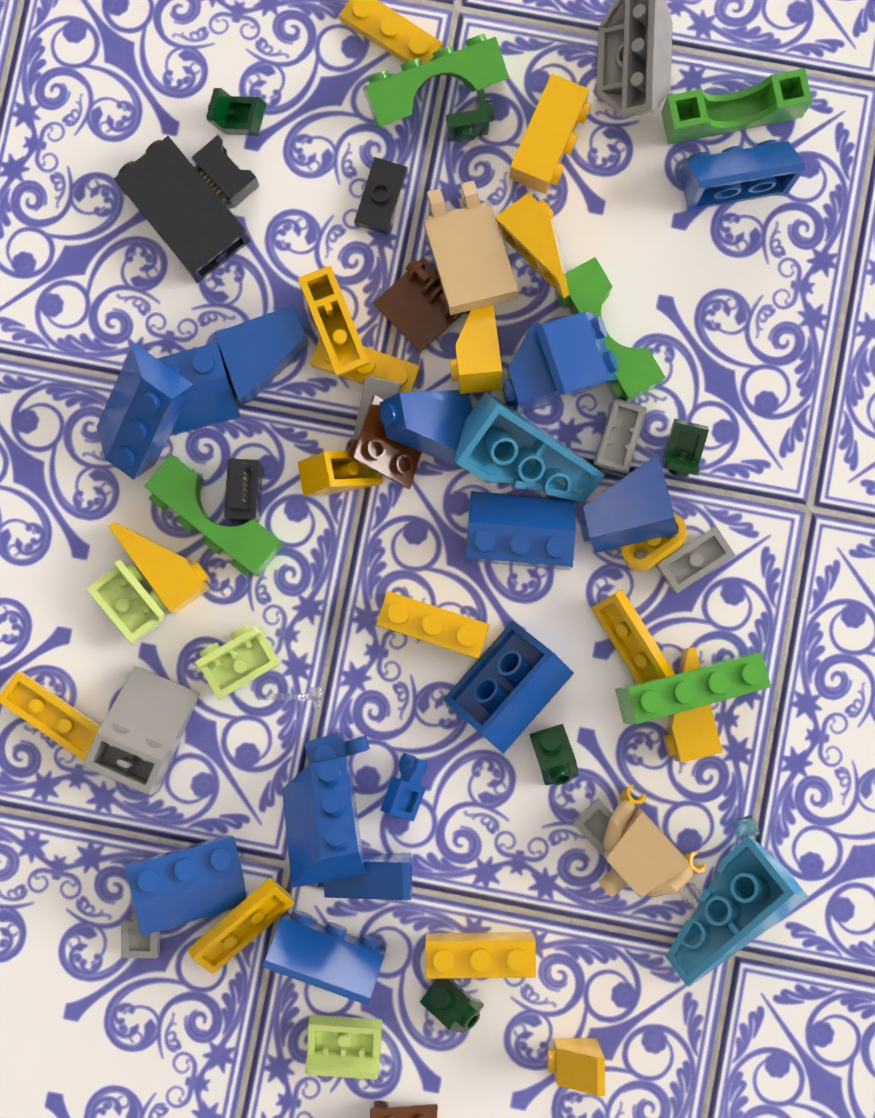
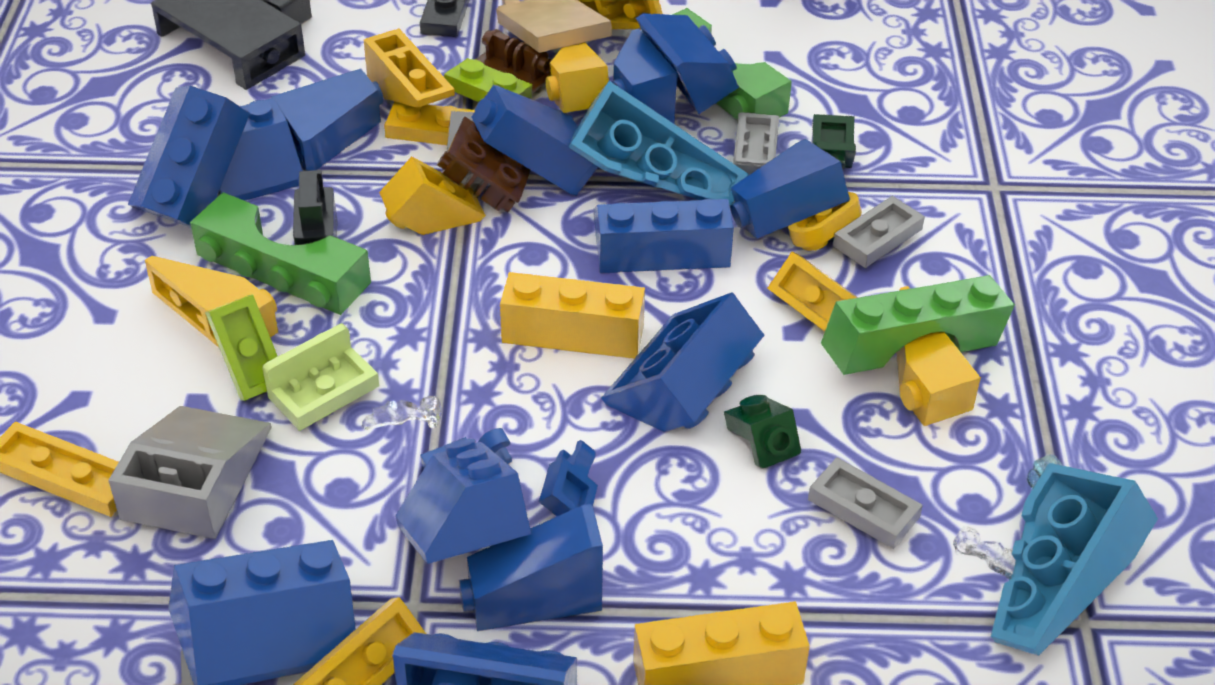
camera: 15 degrees left, 40 degrees down
(127, 601) = (170, 338): yellowish green bracket -> none
(182, 629) = (243, 344): none -> lime plate
(403, 329) = (475, 80): none -> lime plate
(643, 854) = (920, 492): tan torso -> none

